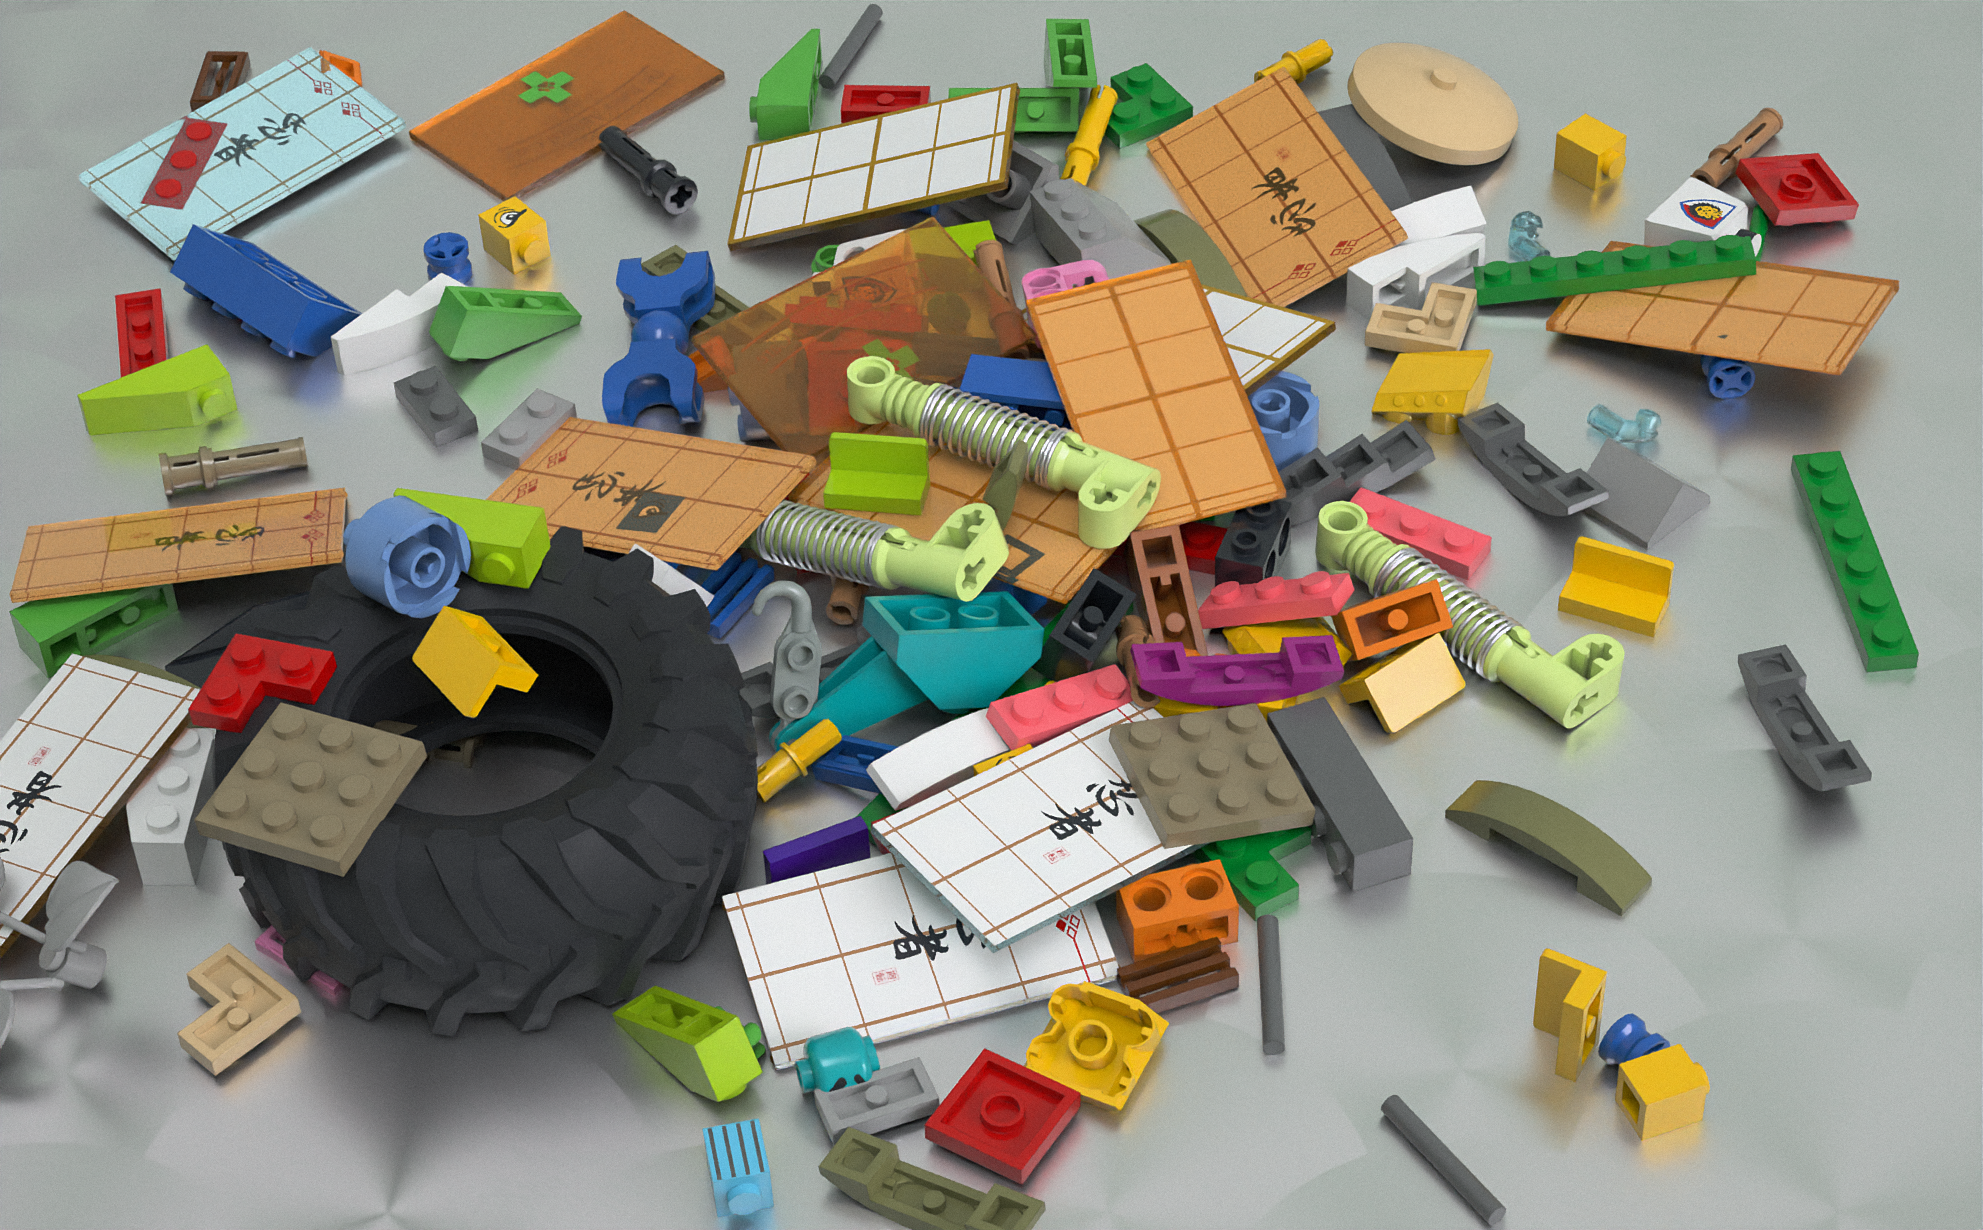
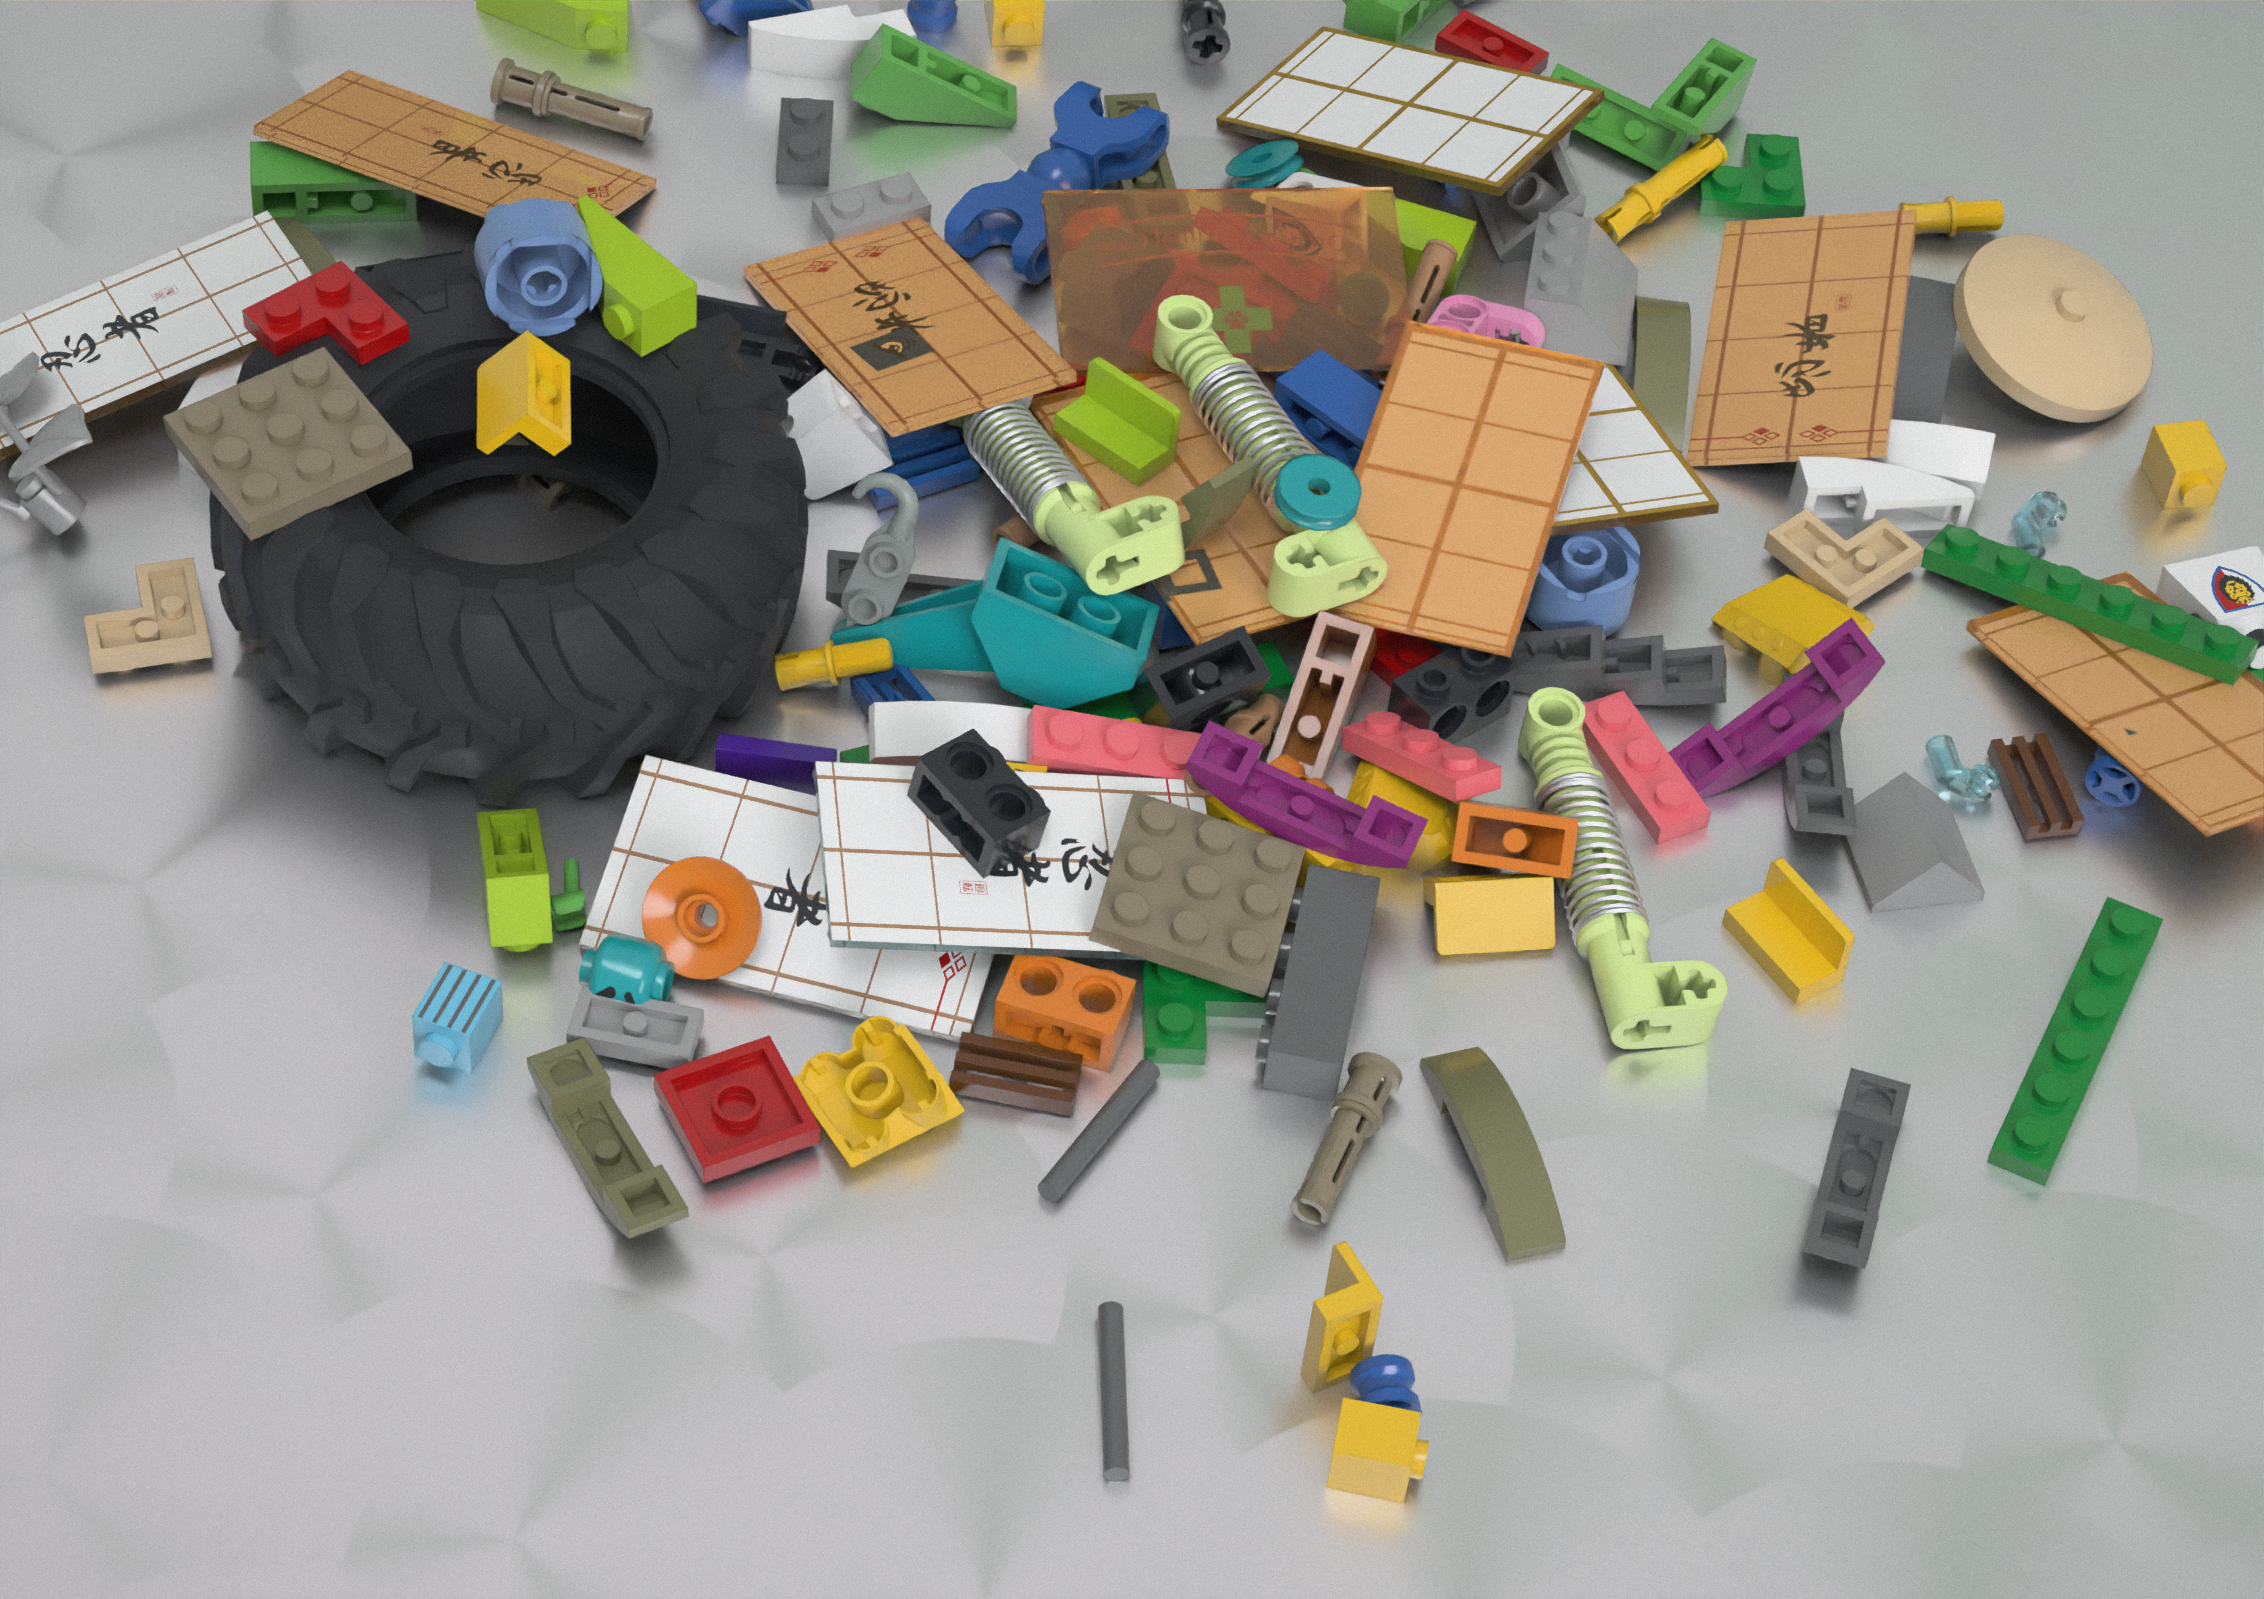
camera: 25 degrees right, 5 degrees up
(796, 257) = (1264, 164): none -> teal piece
(895, 995) = (675, 923): none -> orange dish
(1018, 789) = (978, 802): none -> black brick
(1064, 456) = (1315, 511): none -> teal piece
(1441, 873) = (1353, 1117): none -> dark tan pin
(1493, 440) = (1785, 717): none -> magenta slope
(1683, 405) = (2045, 785): none -> reddish brown tile

